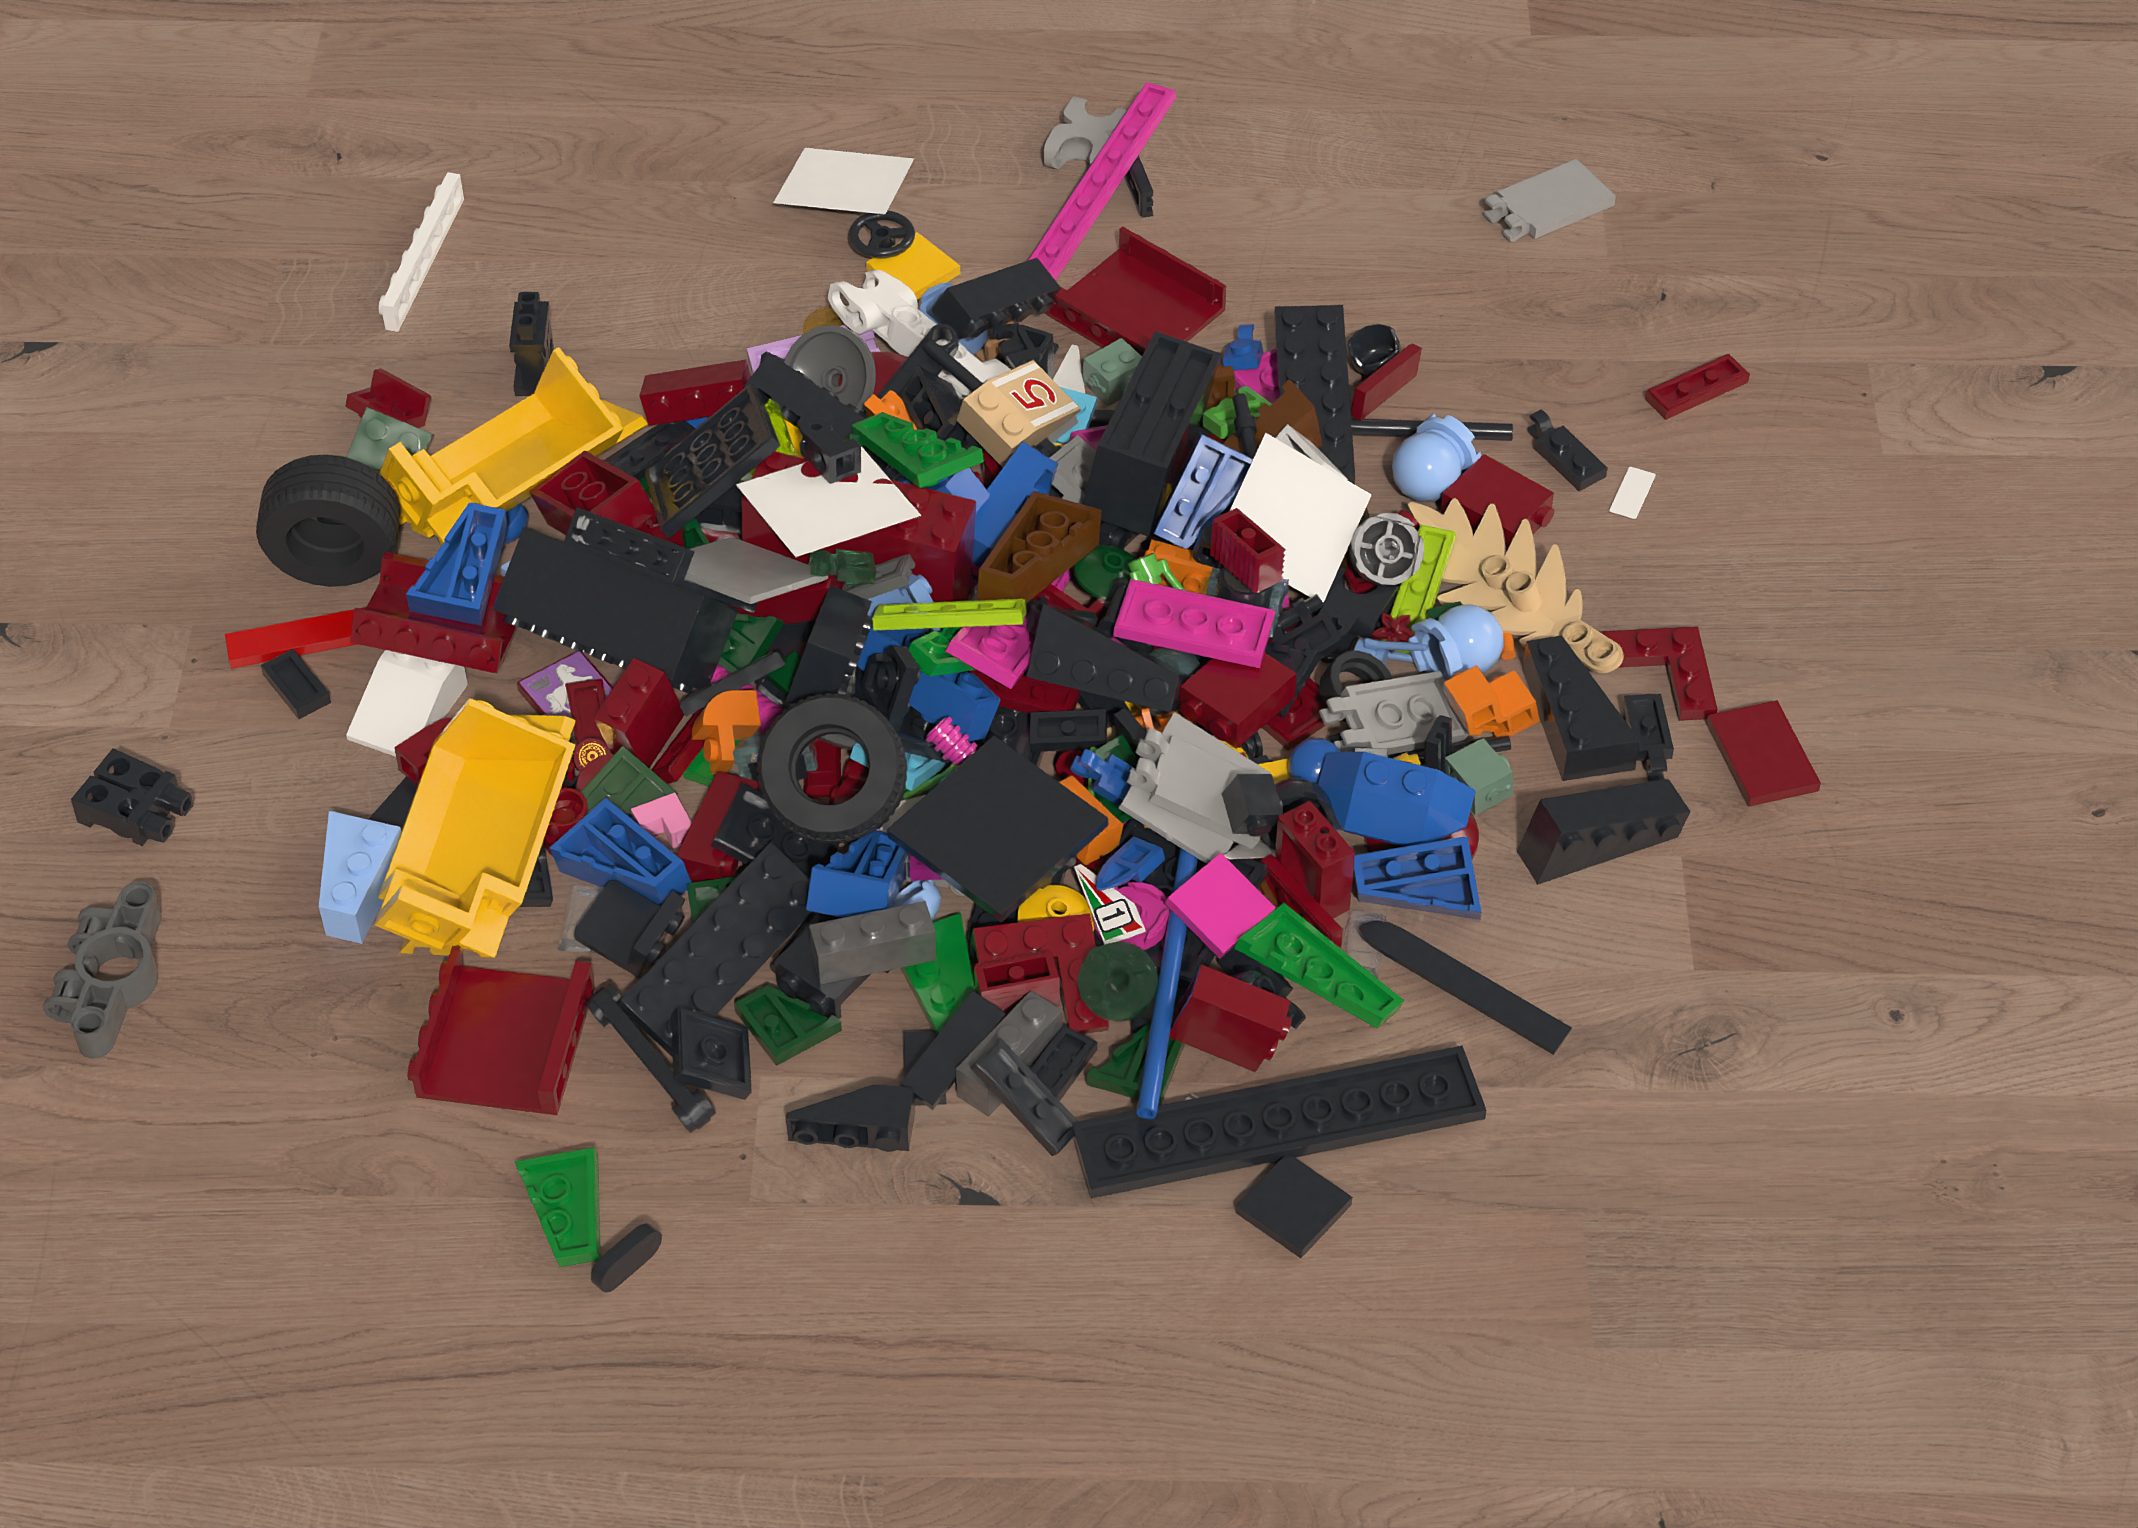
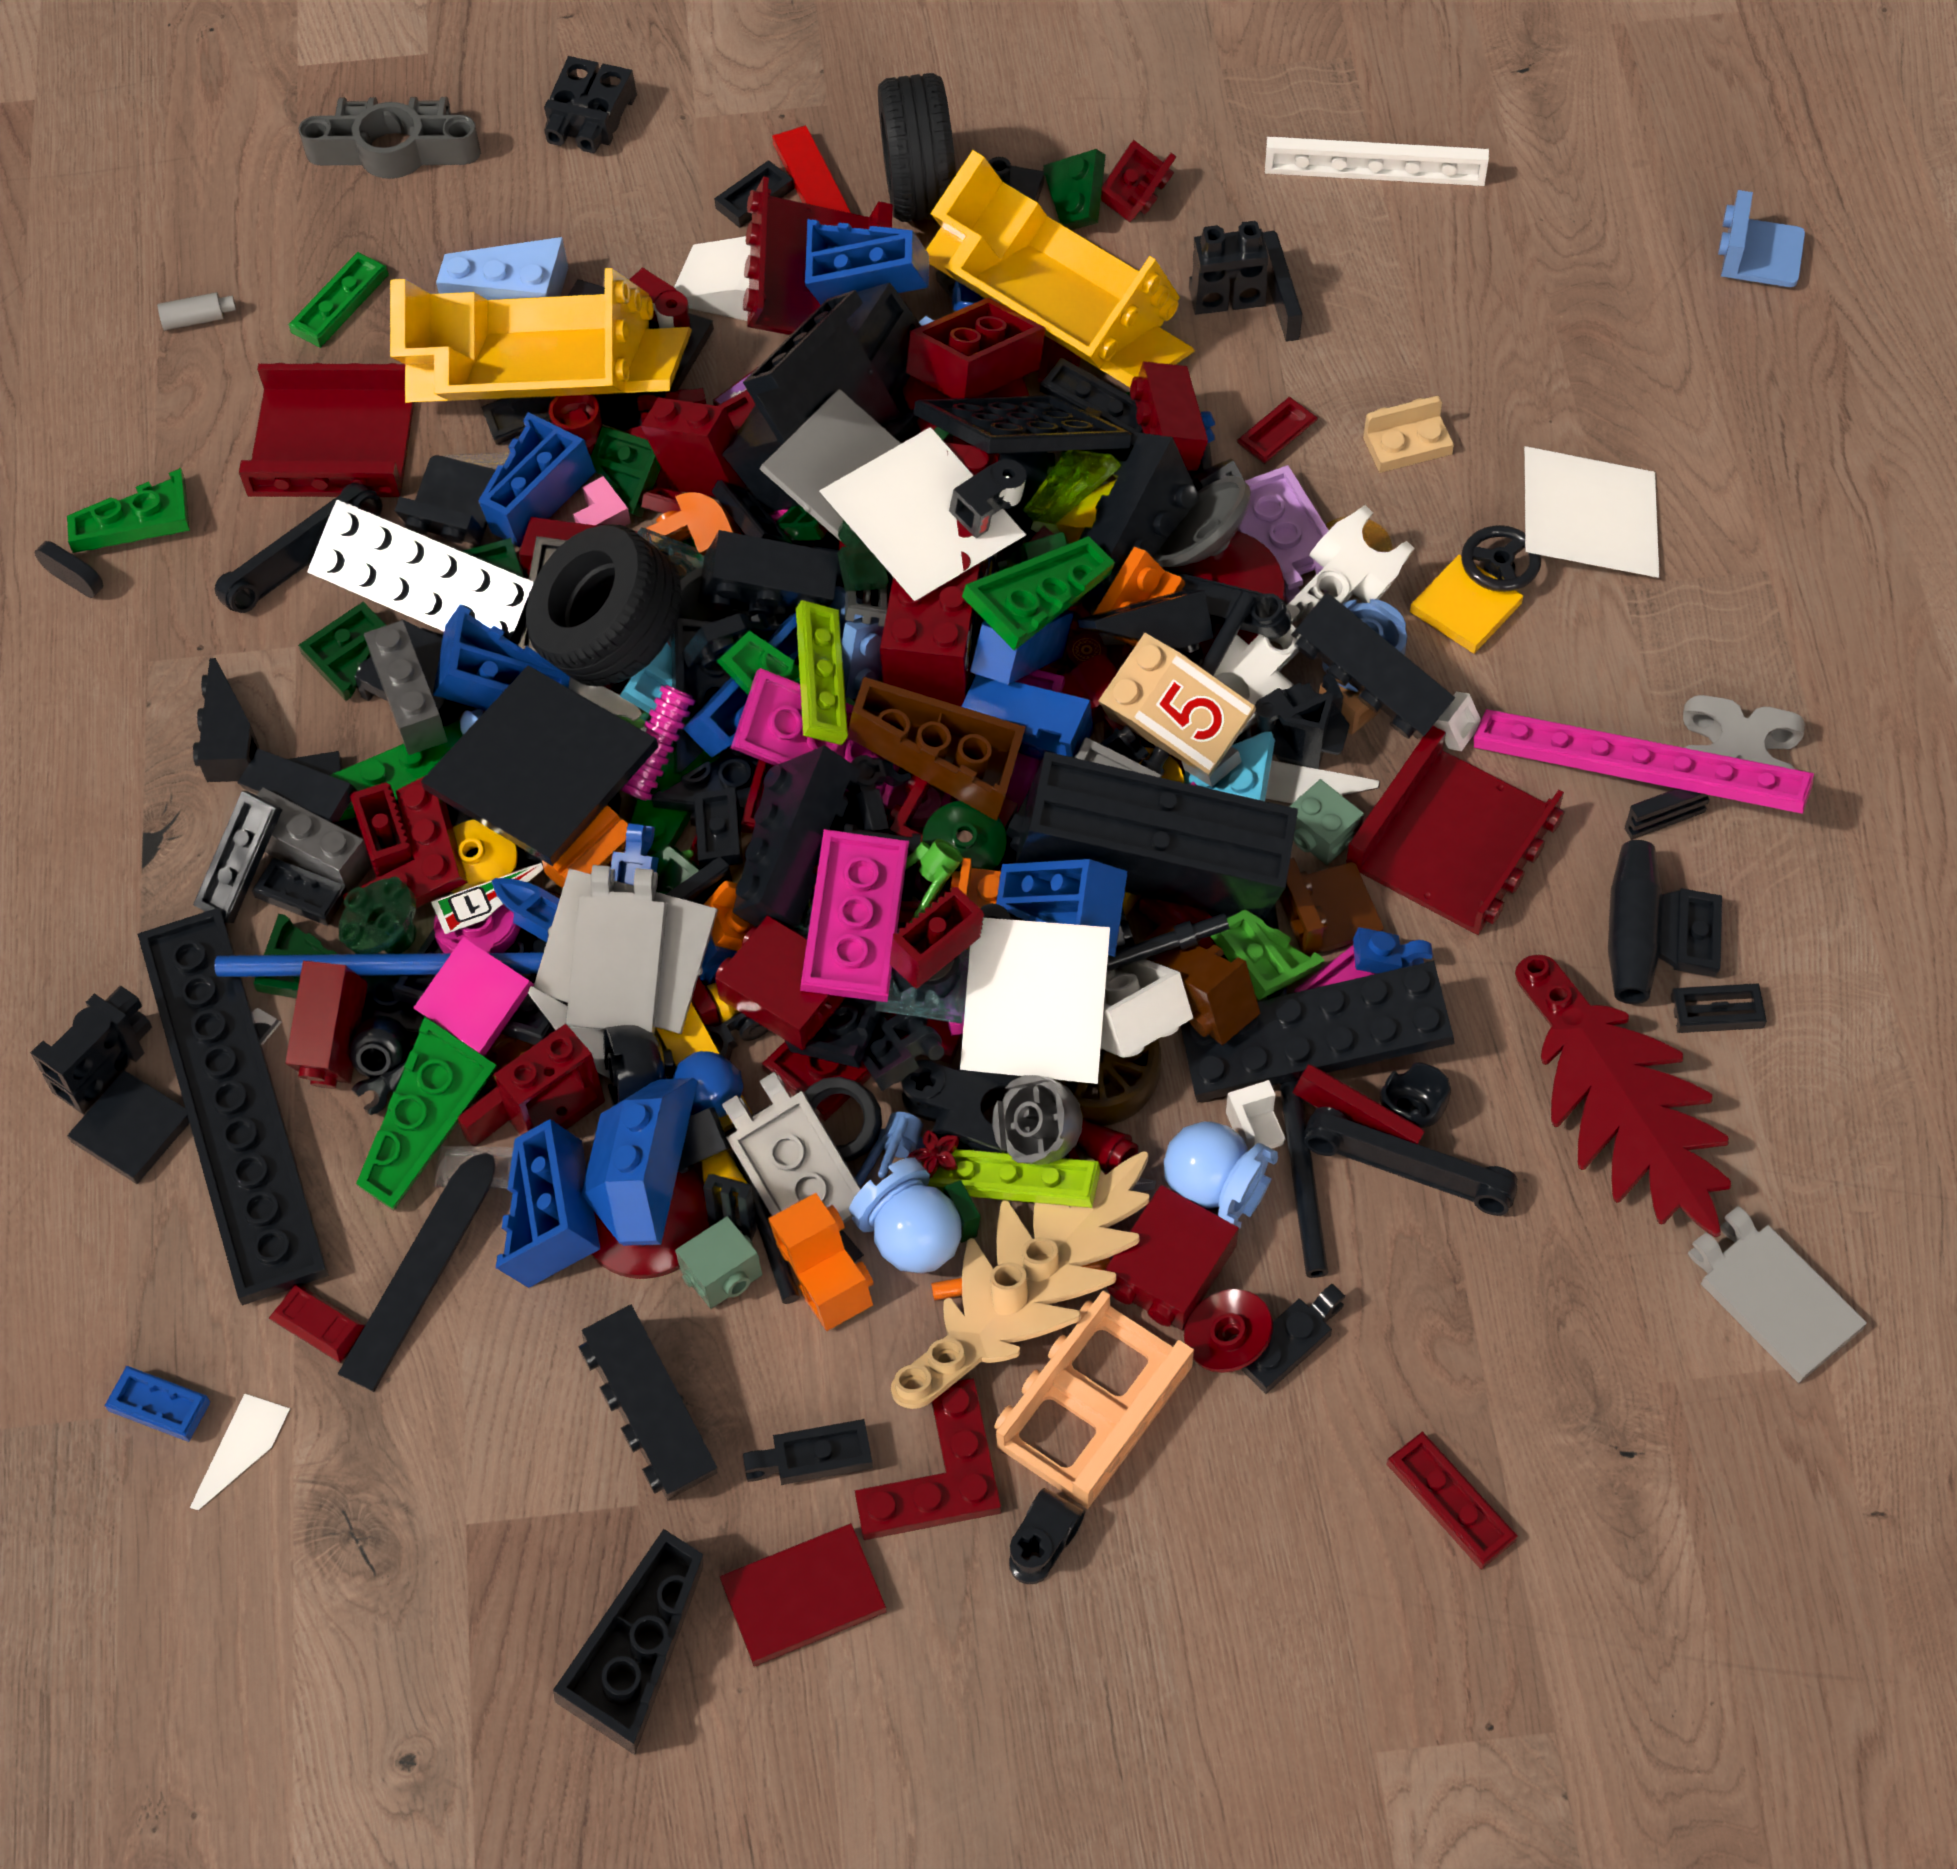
camera: 85 degrees right, 10 degrees up
(297, 1152) = (194, 310): none -> light grey cylinder
(319, 1027) = (338, 299): none -> green tile
(566, 327) = (1282, 288): none -> black tile
(596, 47) = (1758, 248): none -> medium blue bracket
(699, 348) = (1277, 430): none -> dark red tile
(711, 1053) = (296, 590): black tile -> none
(733, 278) = (1407, 434): none -> tan bracket
(1223, 1212) = (94, 1049): none -> black hips
(1241, 205) = (1651, 925): none -> black plate
(1252, 804) = (589, 1002): black brick -> none
(1311, 208) = (1718, 1015): none -> black tile
(1374, 451) = (1253, 1115): none -> white panel
(1386, 238) = (1625, 1098): none -> dark red plant
(1403, 399) = (1489, 1187): none -> black piece
(1505, 1065) = (317, 1322): none -> dark red tile
(1566, 464) = (1220, 1318): none -> dark red dish
(1576, 715) = (831, 1360): black wedge -> none
(1579, 1177) = (157, 1403): none -> blue plate
(1615, 1123) = (245, 1441): none -> white sticker
(1627, 551) = (1116, 1419): none -> light nougat window
(1632, 492) = (1241, 1427): white sticker -> none
(1721, 600) = (1045, 1530): none -> black piece
(1808, 844) = (629, 1650): none -> black wedge

